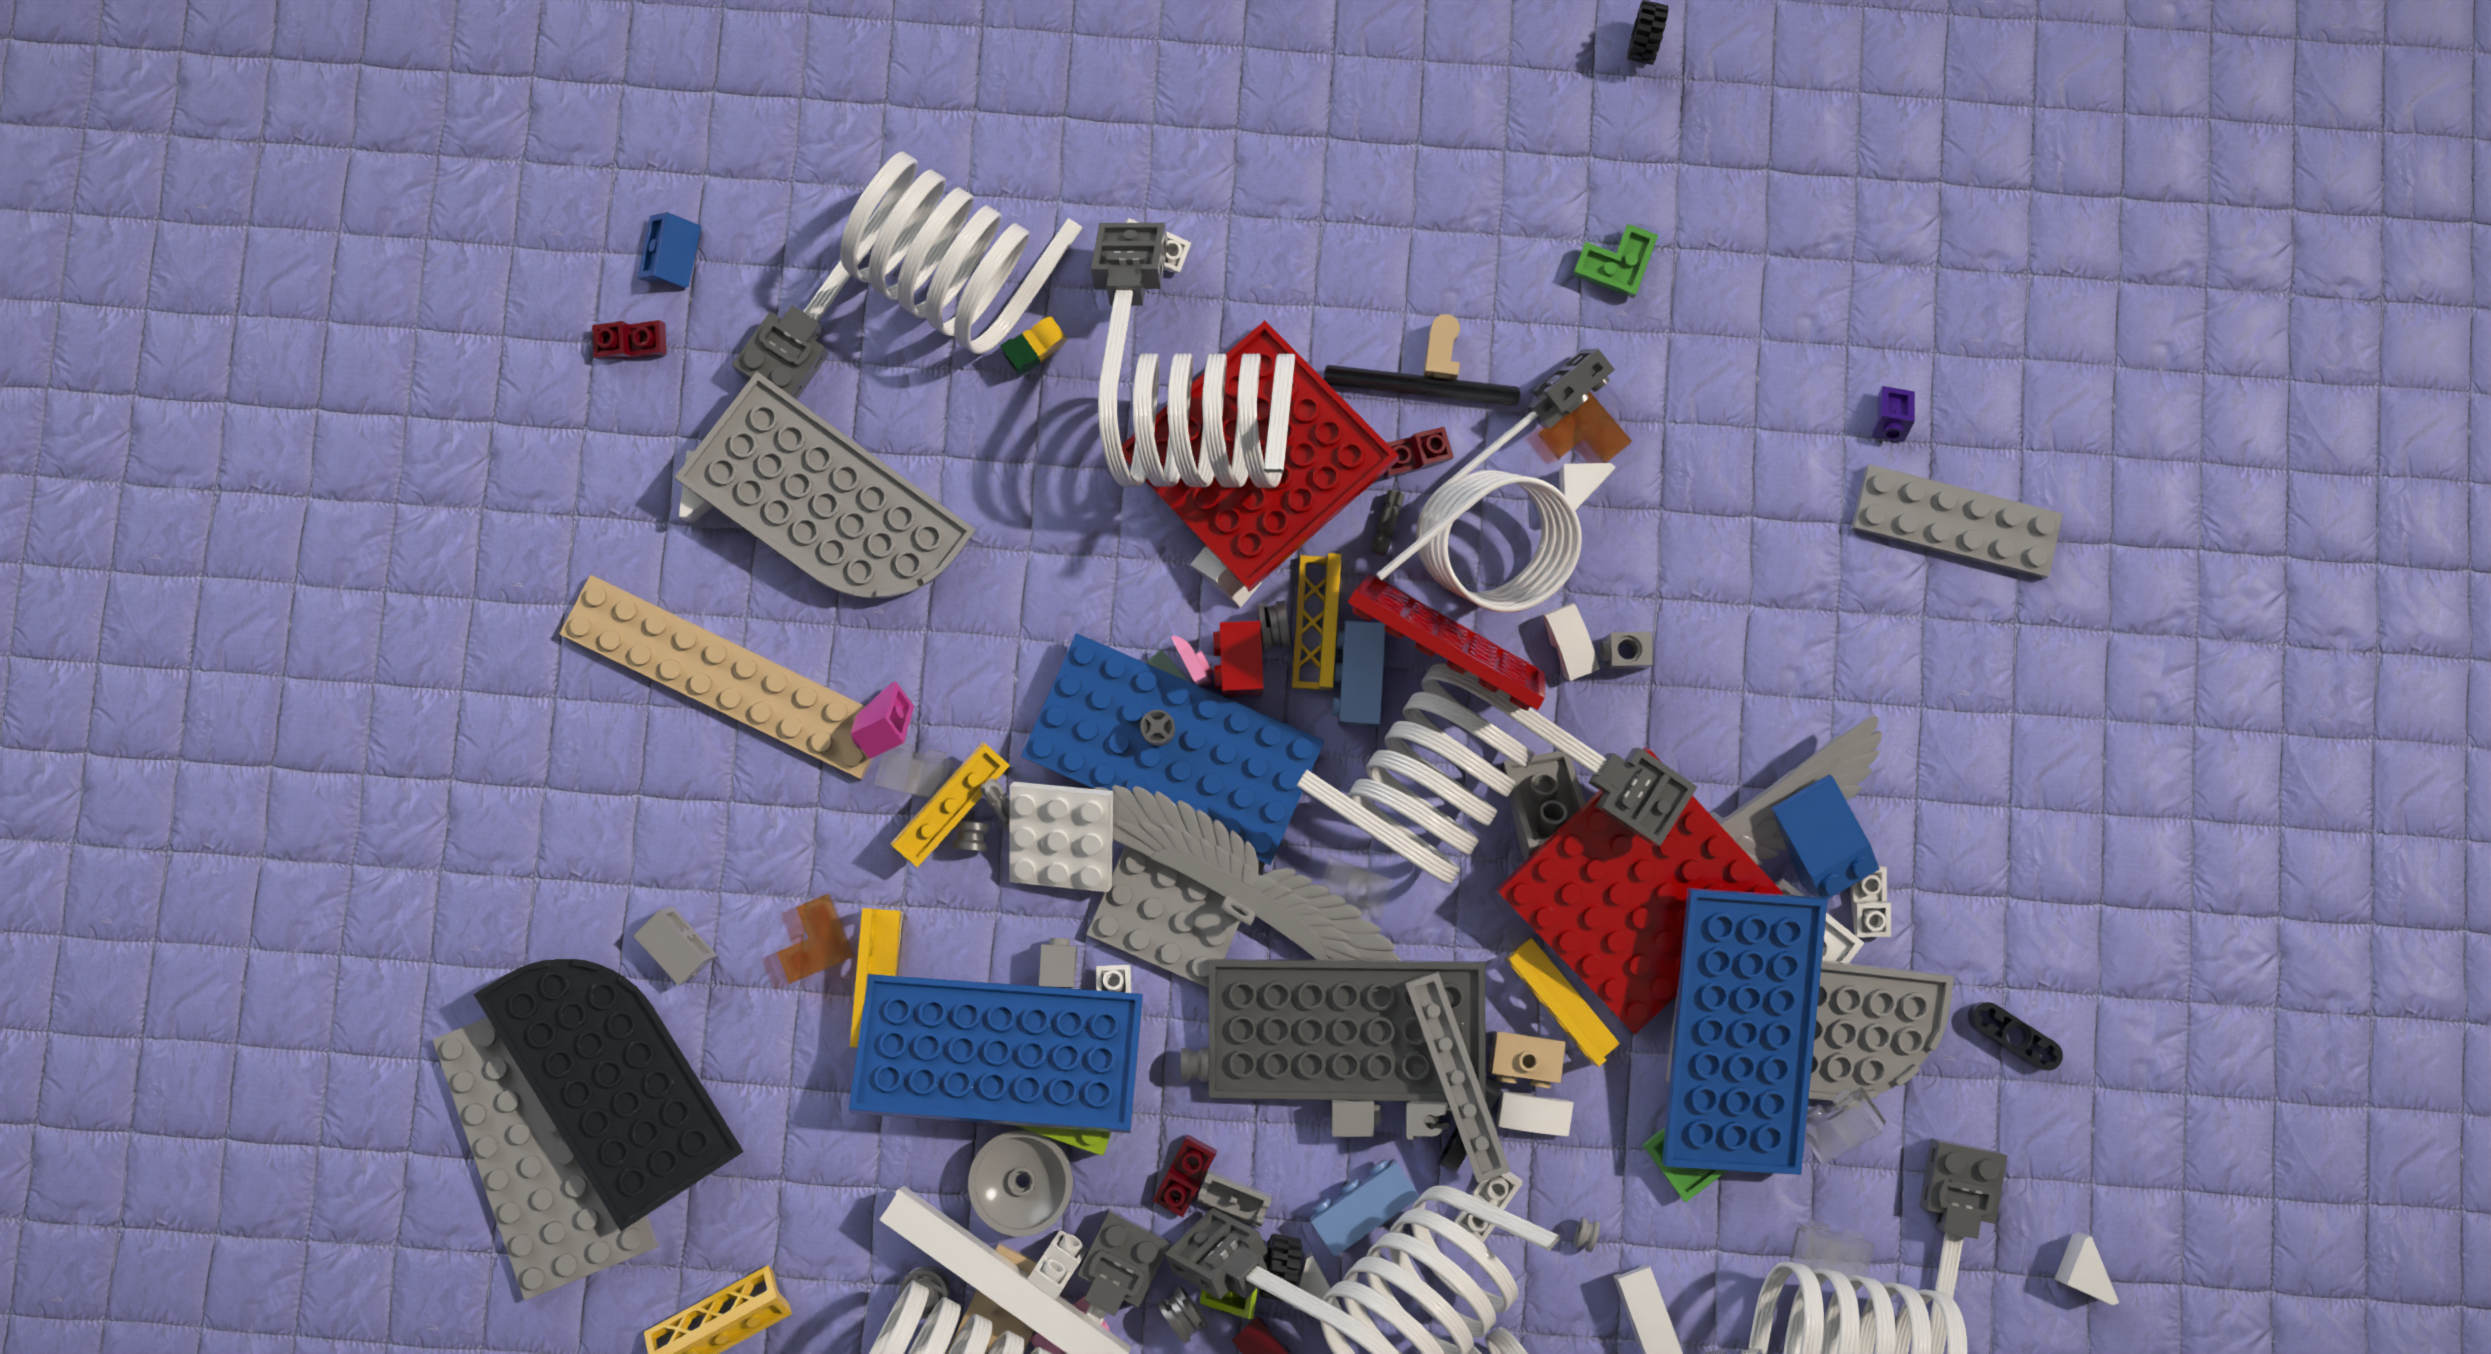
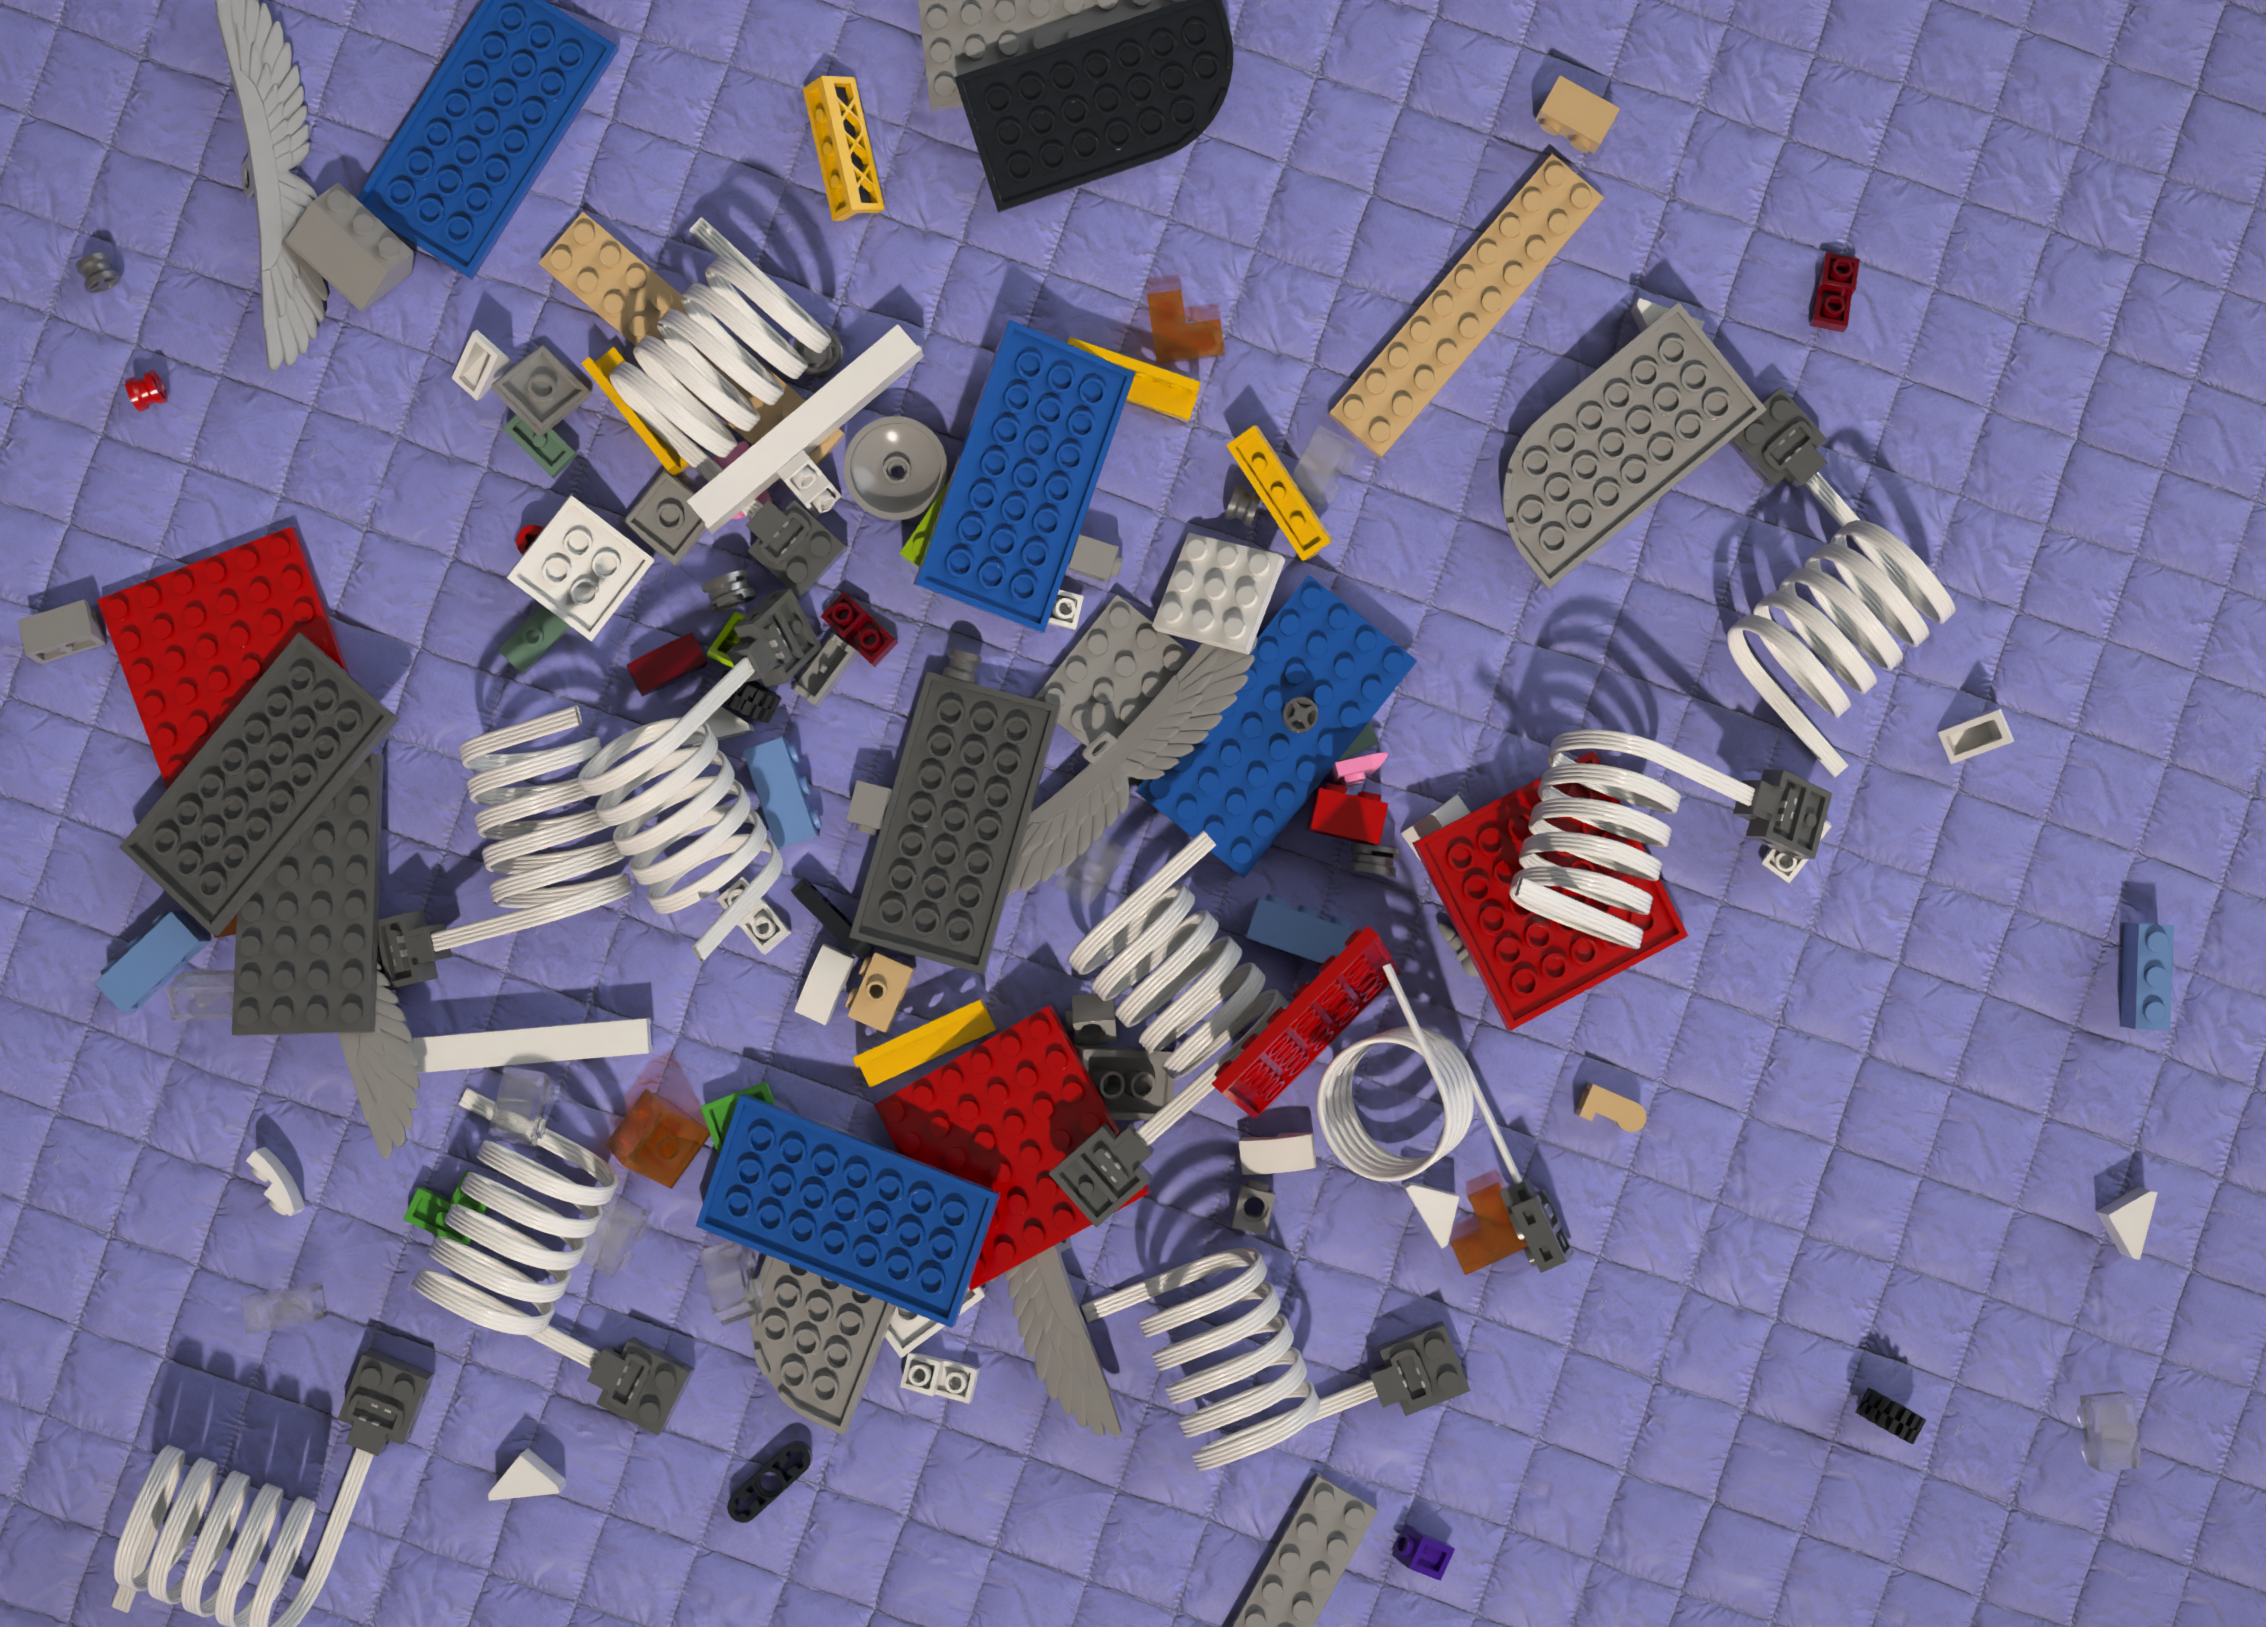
camera: 110 degrees right, 5 degrees up
(517, 619) = (1576, 115): none -> tan brick
(669, 250) = (1918, 354): blue panel -> none
(674, 945) = (1214, 193): light grey hinge -> none
(883, 722) = (1378, 448): dark pink slope -> none
(998, 801) = (1271, 540): light grey axle -> none
(1011, 110) = (1976, 736): none -> white slope
(1033, 345) = (1723, 696): leg -> none
(1329, 529) = (1456, 943): none -> light grey bar
(1329, 623) = (1361, 916): yellow fence -> none
(1387, 522) = (1448, 1003): dark grey axle -> none
(1420, 451) = (1511, 1055): dark red slope -> none
(1422, 385) = (1579, 1077): black axle -> none
(1423, 1118) = (849, 872): light grey hinge -> none
(1458, 1076) = (880, 916): light grey plate -> none
(1497, 848) = (1092, 1019): none -> light grey brick
(1586, 1234) = (696, 1001): light grey bush -> none
(1618, 270) = (1646, 1312): bright green plate -> none
(1728, 1235) = (657, 1139): none -> clear orange slope
(1735, 462) = (1416, 1367): none -> white piece
(1824, 839) = (1012, 1347): blue slope -> none

